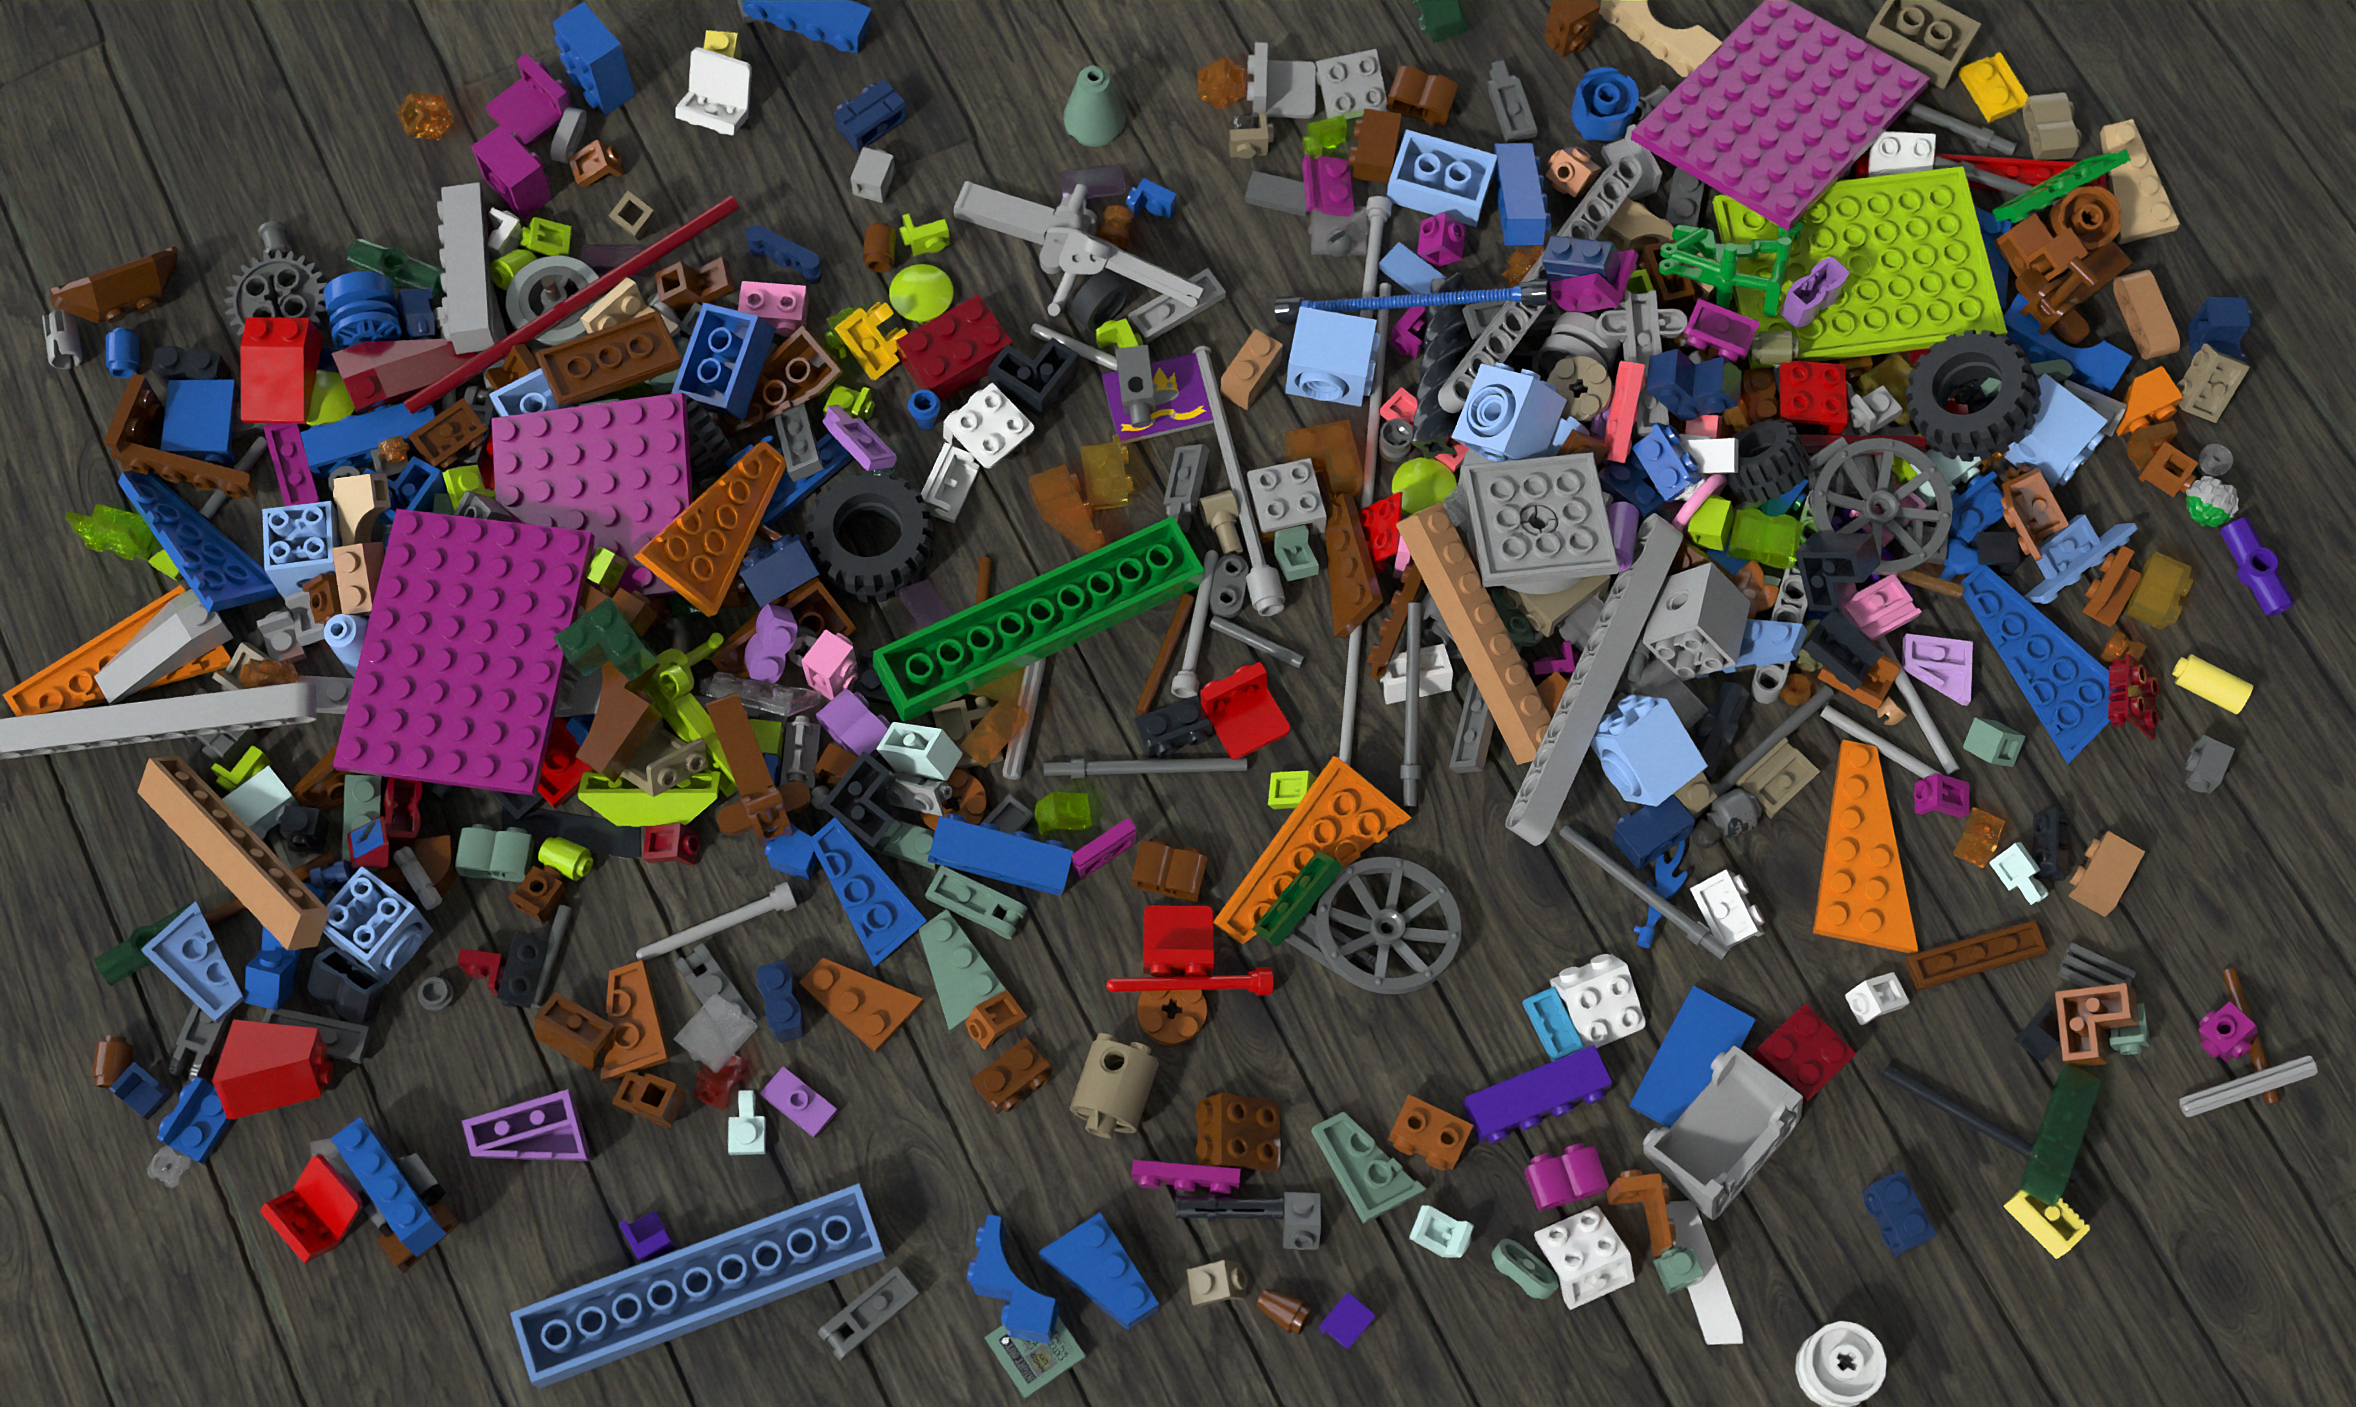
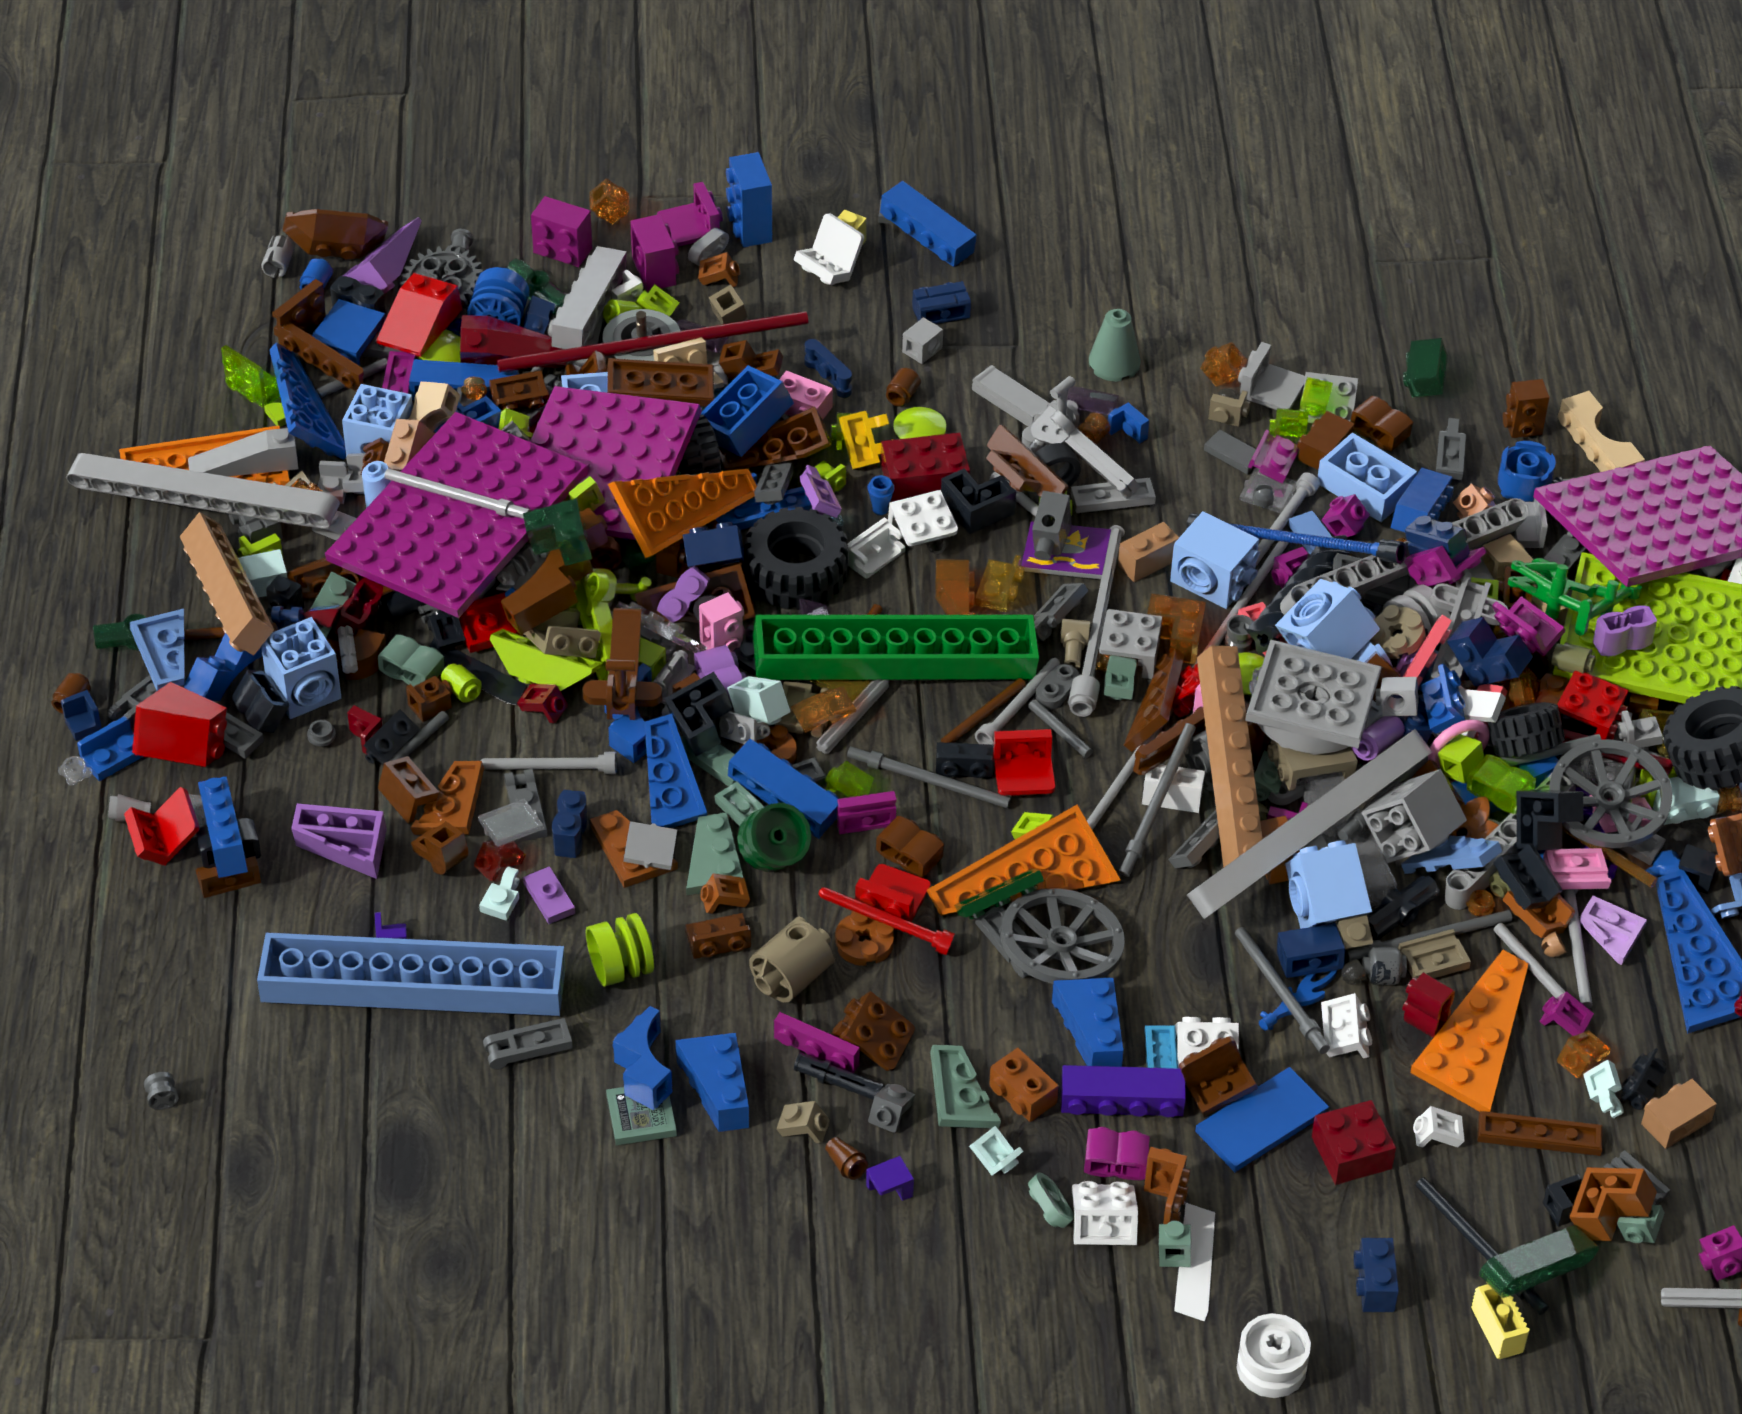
camera: 25 degrees right, 20 degrees down
(196, 299) = (388, 260): none -> medium lavender wedge
(252, 1195) = (120, 804): none -> light grey cone
(390, 182) = (561, 231): none -> magenta brick
(521, 632) = (502, 506): none -> light grey bar
(884, 993) = (650, 845): none -> light grey piece
(919, 1154) = (626, 947): none -> lime wheel
(925, 238) = (941, 391): lime bracket -> none
(1022, 932) = (774, 837): none -> dark green wheel
(1071, 318) = (1021, 465): none -> reddish brown bracket
(1342, 92) = (1315, 396): none -> clear neon green bracket
(1469, 1019) = (1092, 1018): none -> blue wedge
(1624, 480) = (1402, 686): none -> light grey brick
(1636, 1044) = (1216, 1075): none -> reddish brown bracket
(1726, 1132) = (1263, 1170): light grey windscreen -> none
(1806, 852) = (1427, 1004): none -> dark red brick
(1976, 508) = (1692, 830): blue bracket -> none
(1993, 742) = (1630, 993): sand green panel -> none

